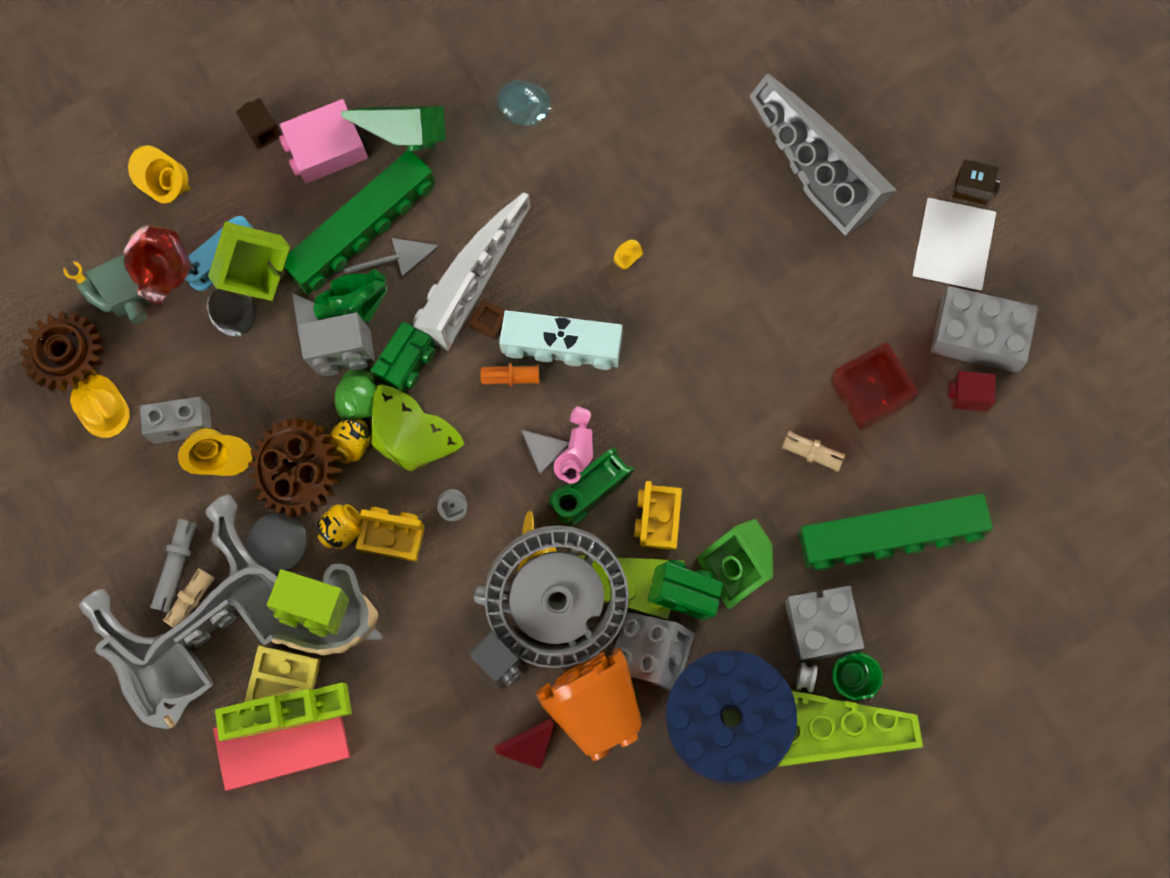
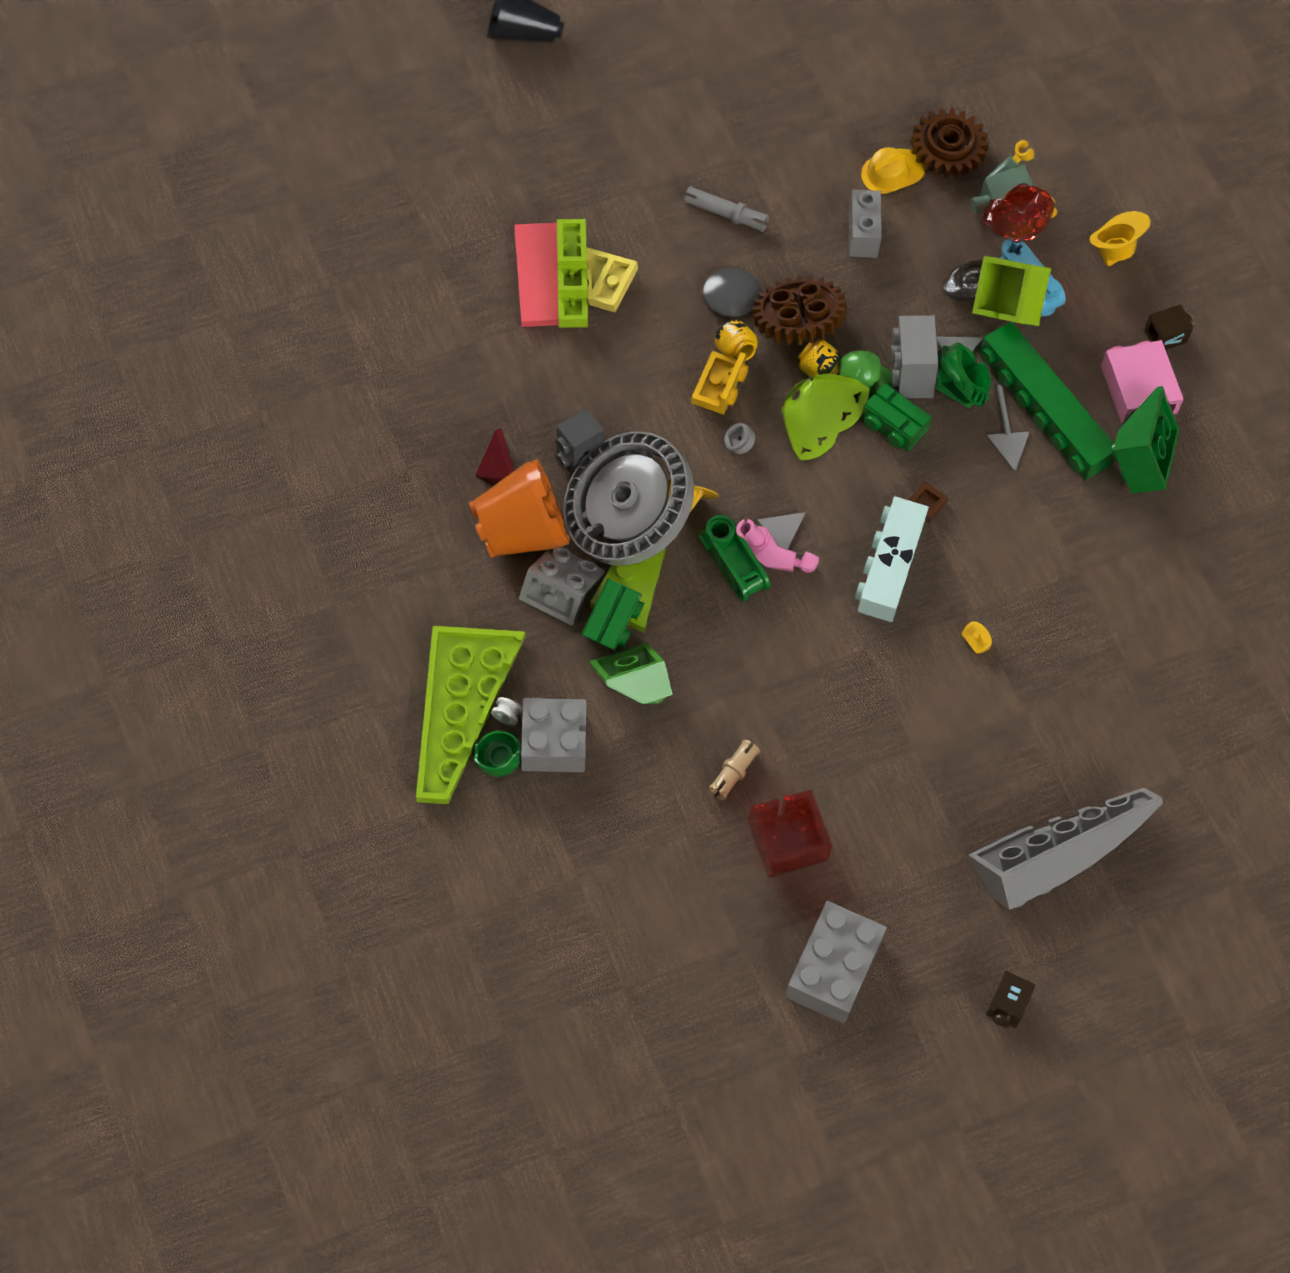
camera: 90 degrees right, 10 degrees down
(166, 667) = (632, 191): light grey animal -> none
(189, 598) = (692, 217): tan pin -> none
(214, 454) = (827, 247): yellow piece -> none
(307, 602) = (661, 290): lime piece -> none
(468, 274) = (975, 488): white wedge -> none
(510, 375) = (863, 510): orange axle -> none
(523, 102) = (1166, 572): clear light blue hat -> none
(659, 517) = (693, 610): yellow bracket -> none
(737, 684) = (509, 630): dark blue brick -> none
(895, 531) = (635, 825): green brick -> none
(954, 244) = (944, 969): white sticker -> none
(972, 391) = (769, 935): dark red brick -> none

